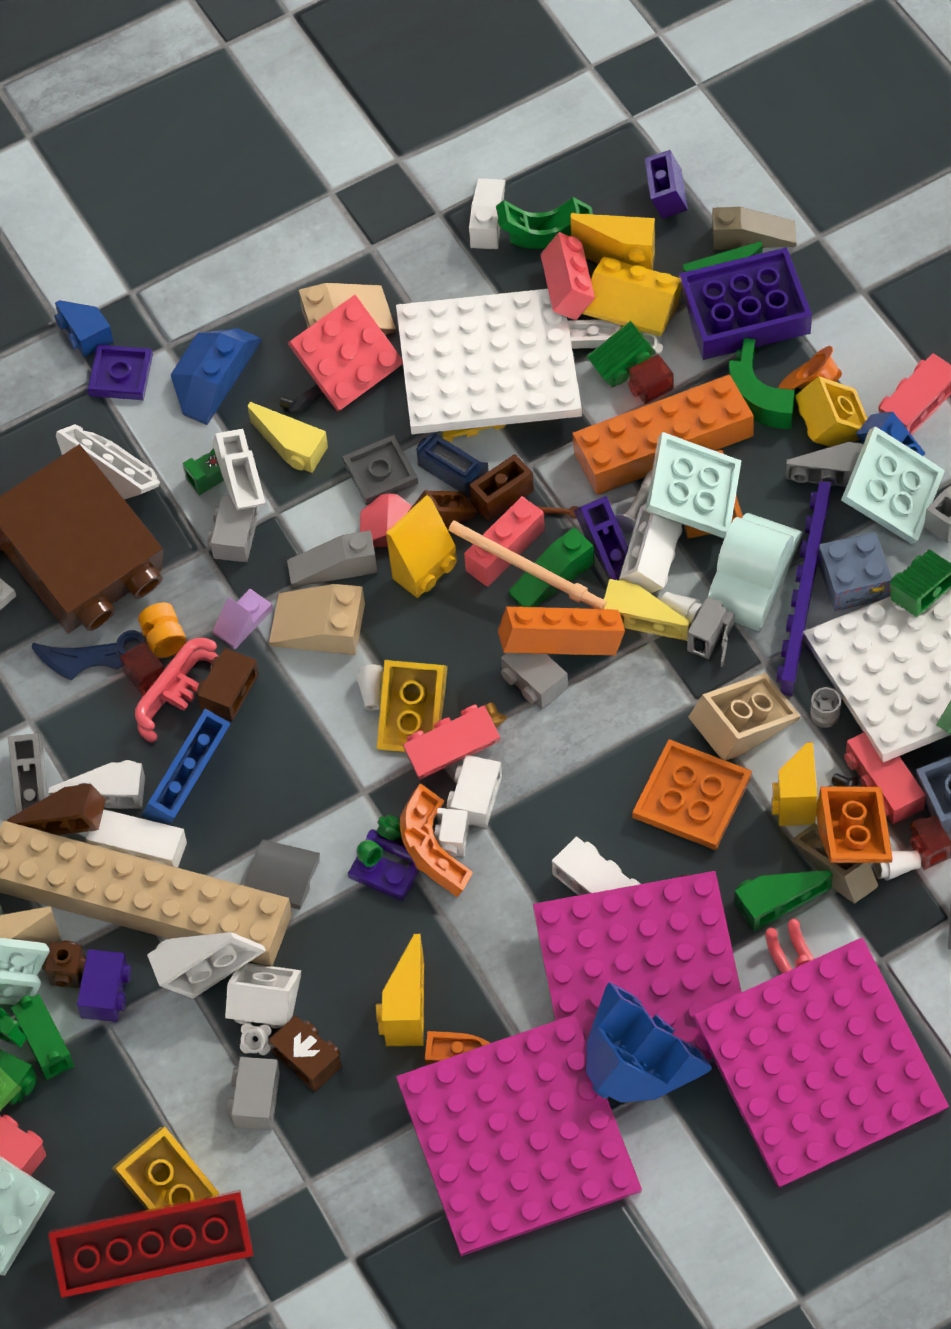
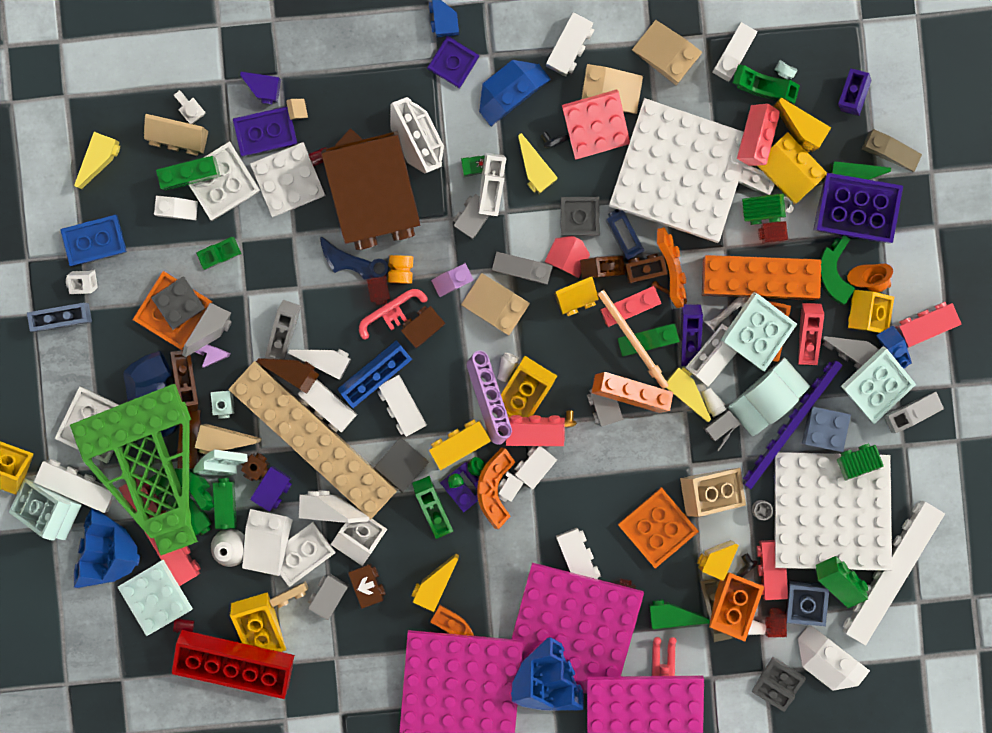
camera: 25 degrees right, 30 degrees up
(42, 1233) = (183, 624): none -> dark red piece
(74, 1092) = (233, 542): none -> white cone
(125, 1052) = (265, 542): none -> white slope
(187, 1055) = (304, 553): none -> white plate
(203, 1107) = (282, 599): none -> tan plate
(245, 797) = (401, 406): none -> white brick
(248, 1045) = (342, 562): white plate -> none
(267, 287) = (570, 45): none -> white brick
(351, 801) = (459, 444): none -> yellow brick
(353, 907) = (432, 507): none -> green slope
(363, 724) = (486, 405): none -> lavender beam
(401, 245) = (667, 52): none -> tan slope
(551, 482) = (677, 277): none -> orange plate
(561, 192) = (785, 70): none -> light aqua plate
(767, 472) = (810, 333): none -> coral slope

